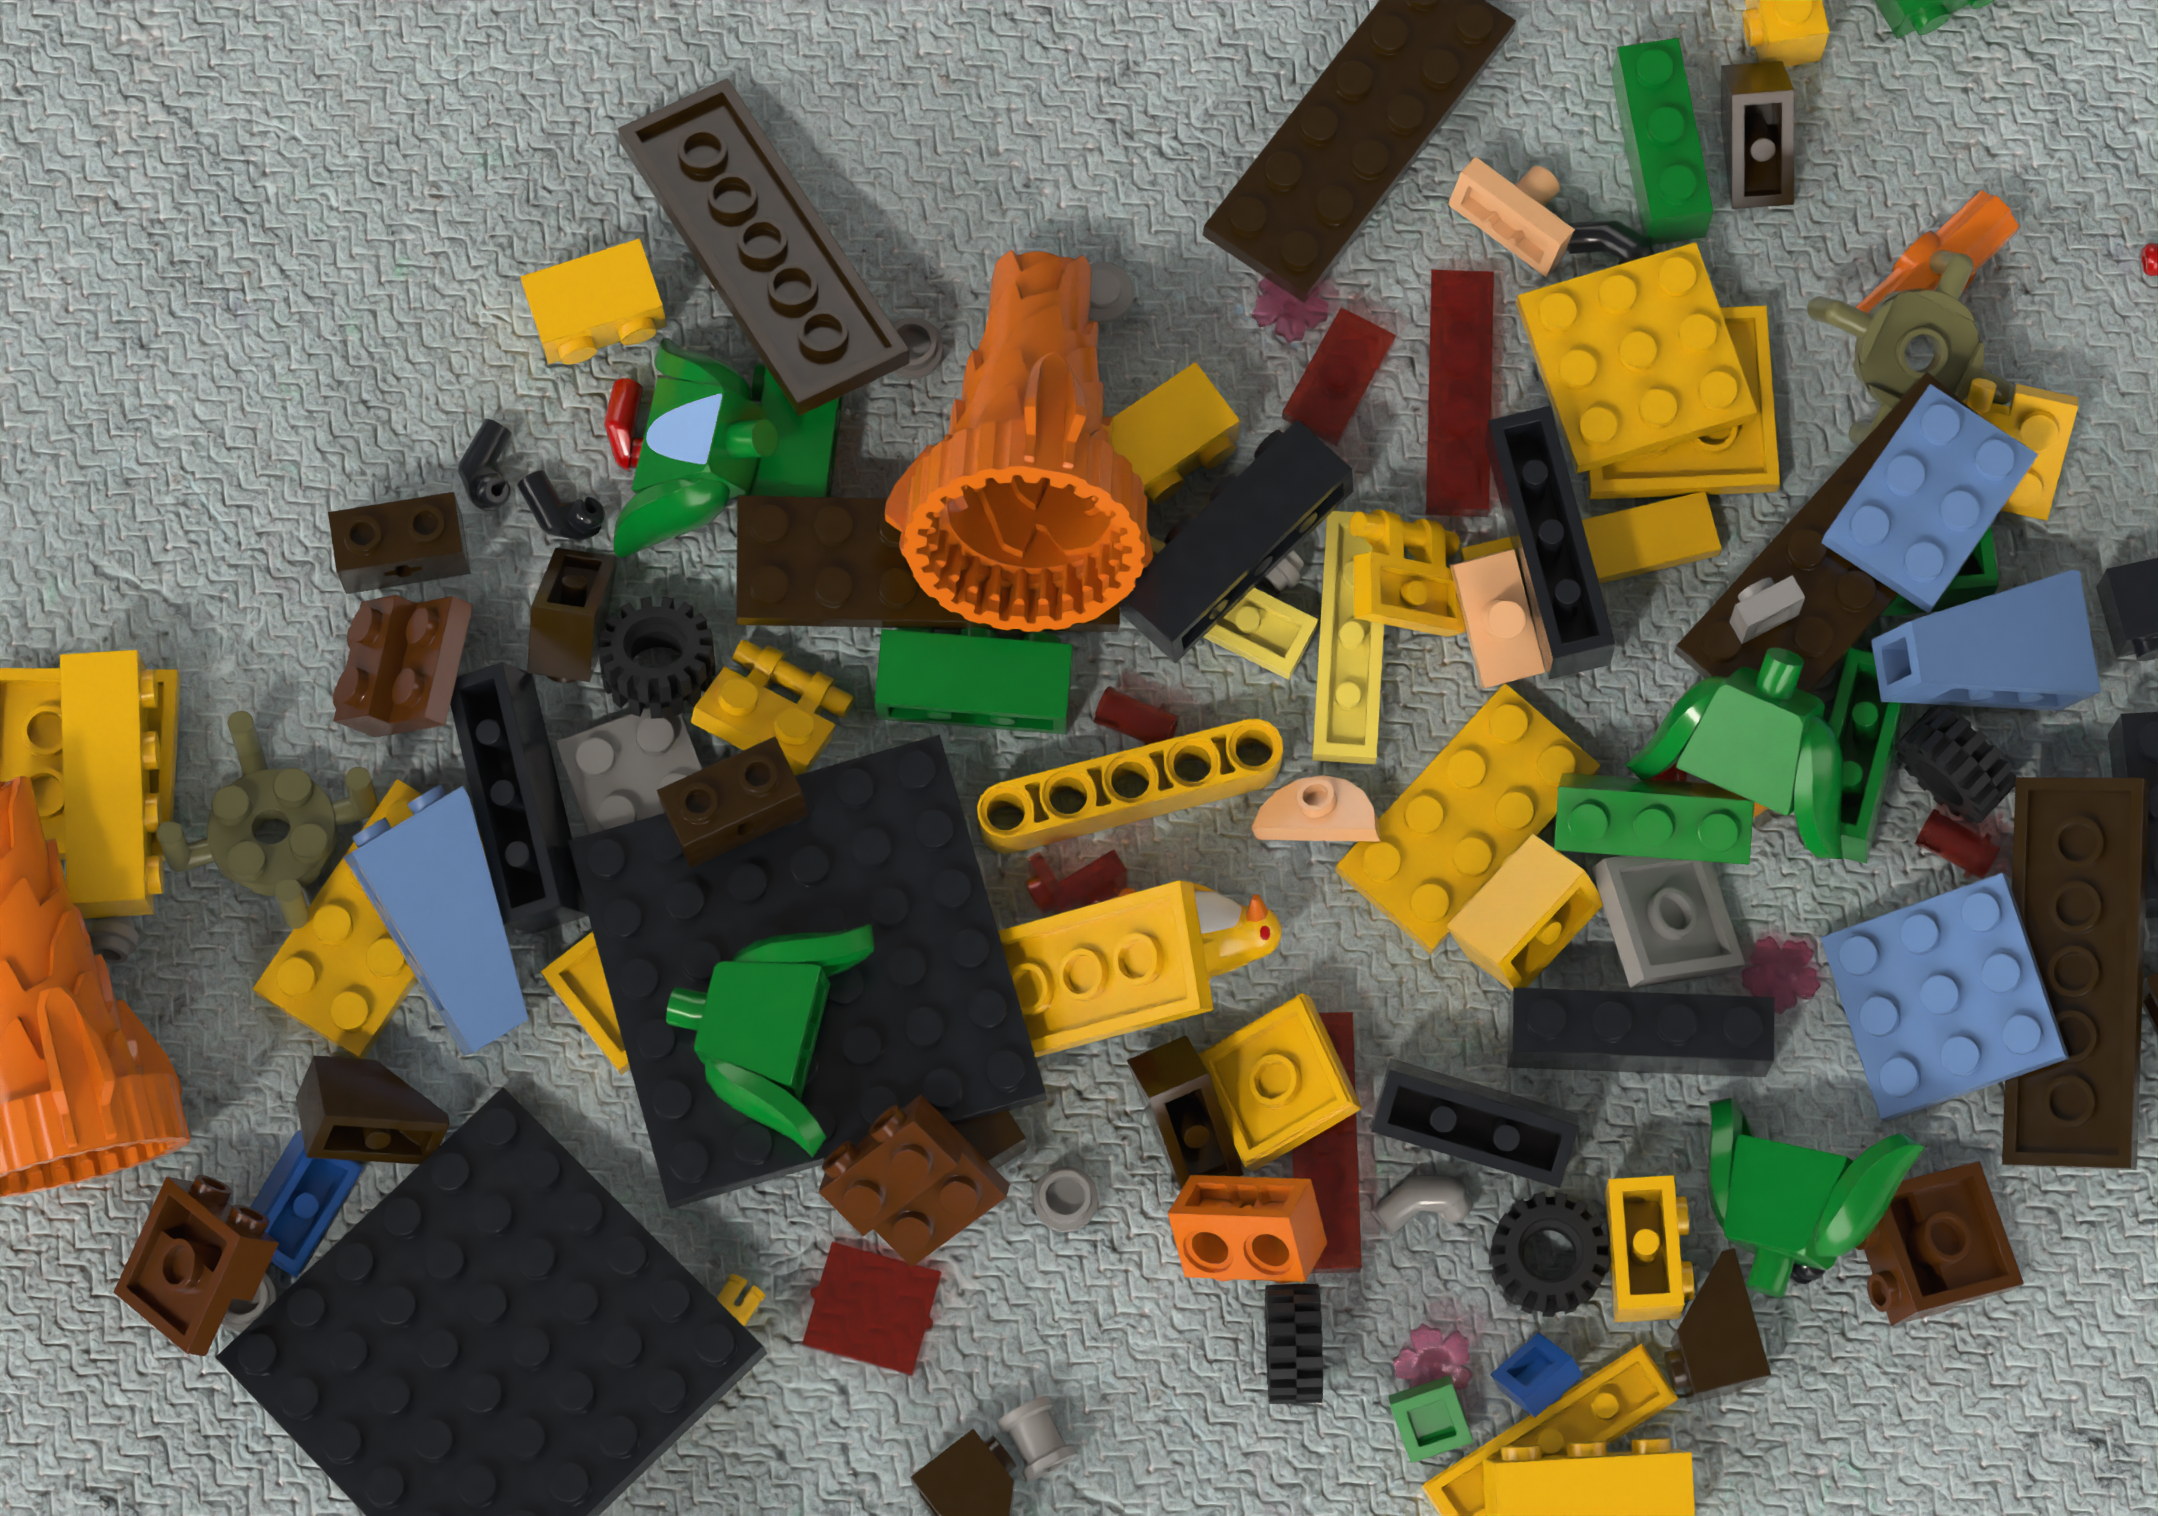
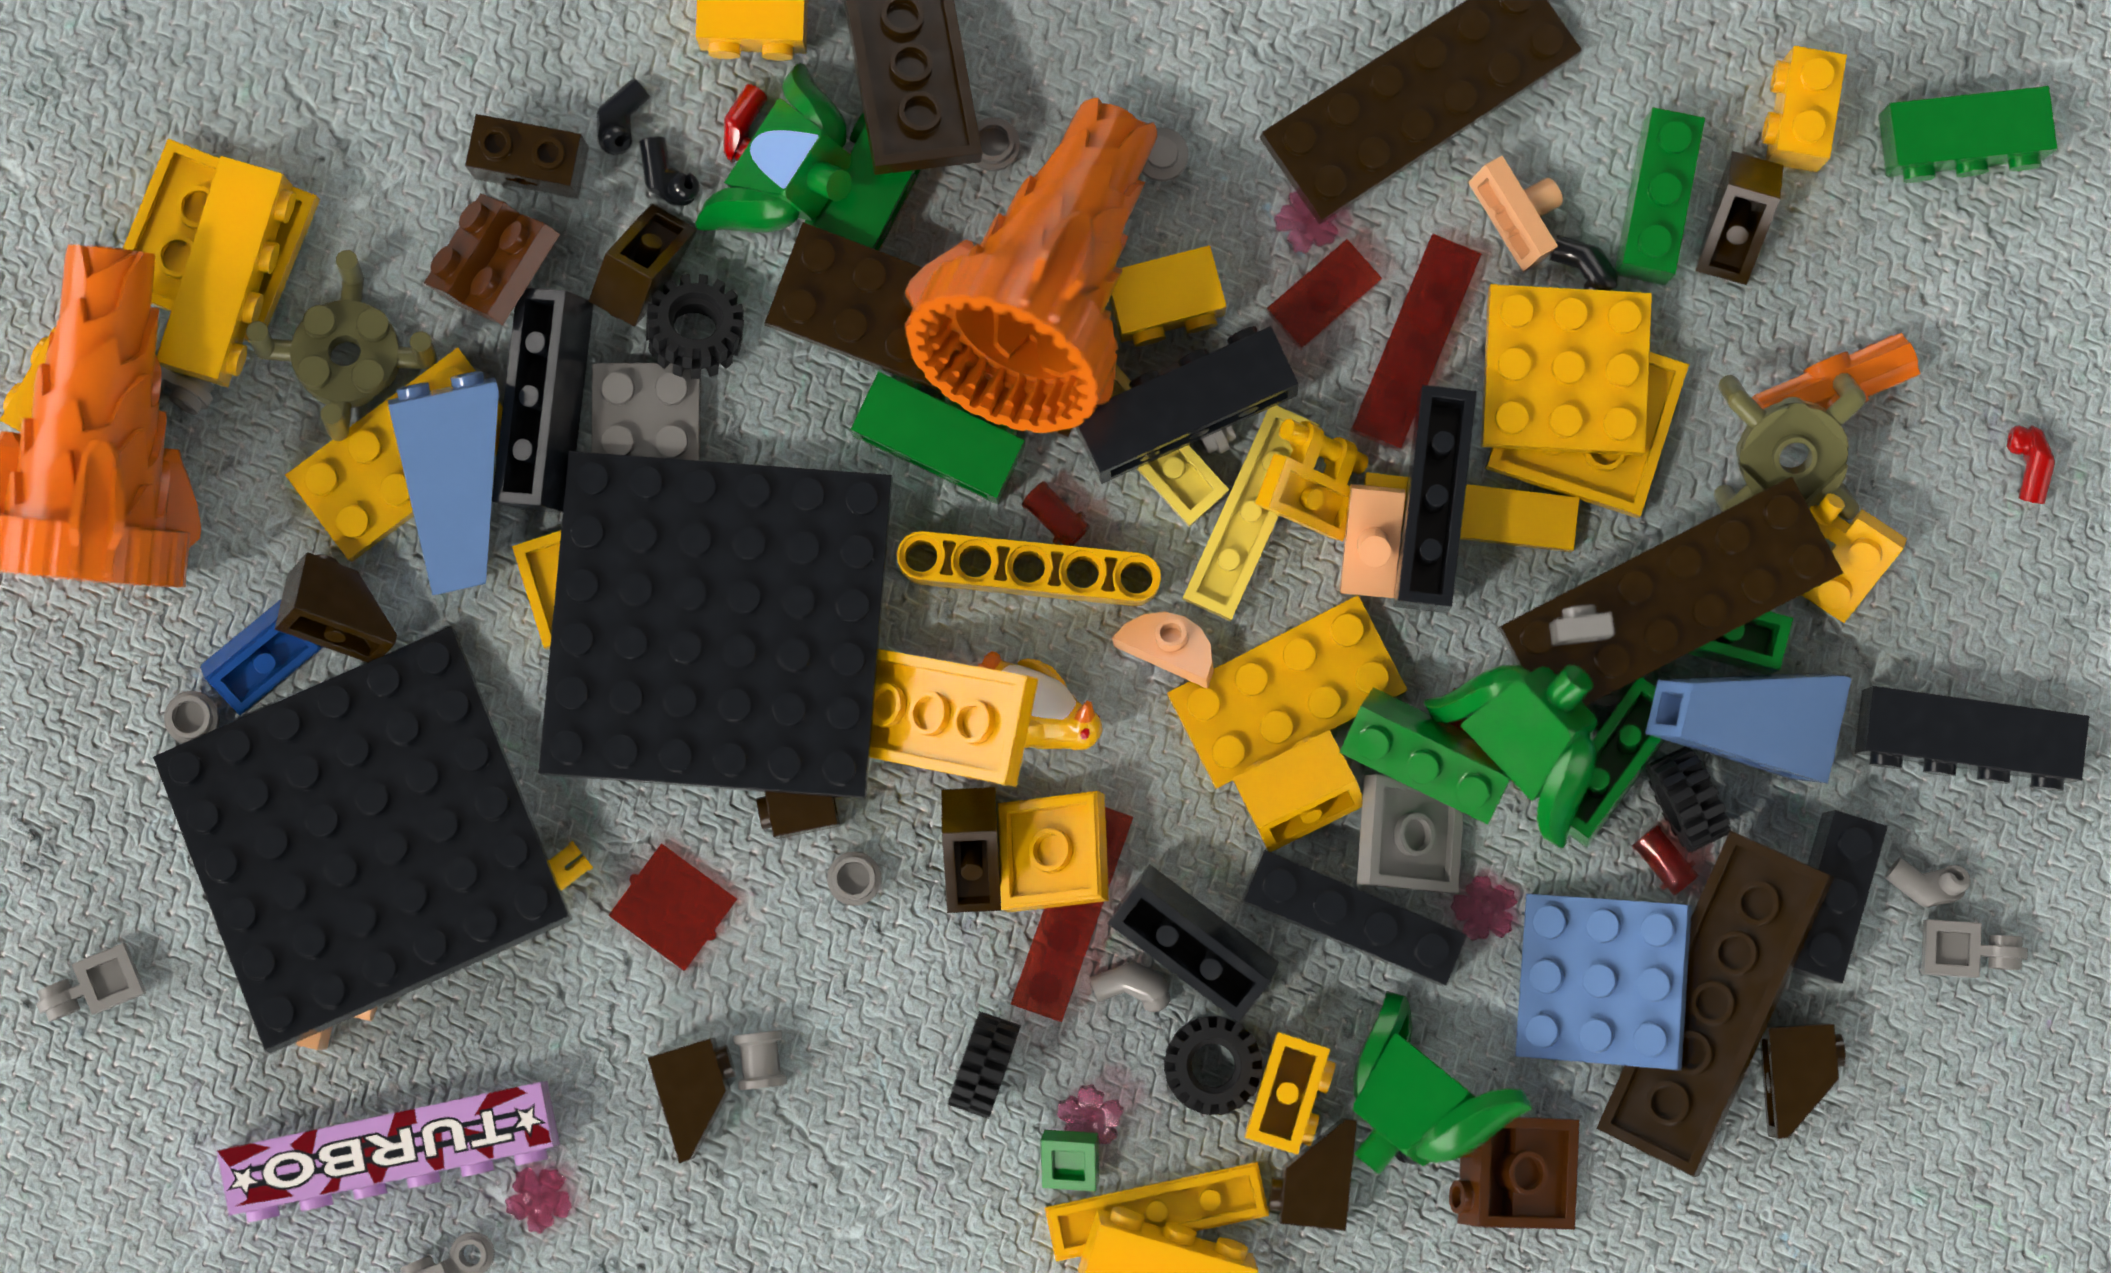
camera: 20 degrees right, 10 degrees up
(195, 1260) = (160, 679): reddish brown plate -> none
(732, 802) = (702, 474): dark brown brick -> none
(749, 713) = (761, 411): yellow plate -> none
(765, 1021) = (660, 664): green torso -> none
(911, 1181) = (734, 826): reddish brown plate -> none
(1087, 886) = (967, 640): clear red bracket -> none
(1247, 1228) = (982, 962): orange brick -> none
(1537, 1374) = (1165, 1157): blue plate -> none
(1929, 498) = (1750, 584): medium blue plate -> none

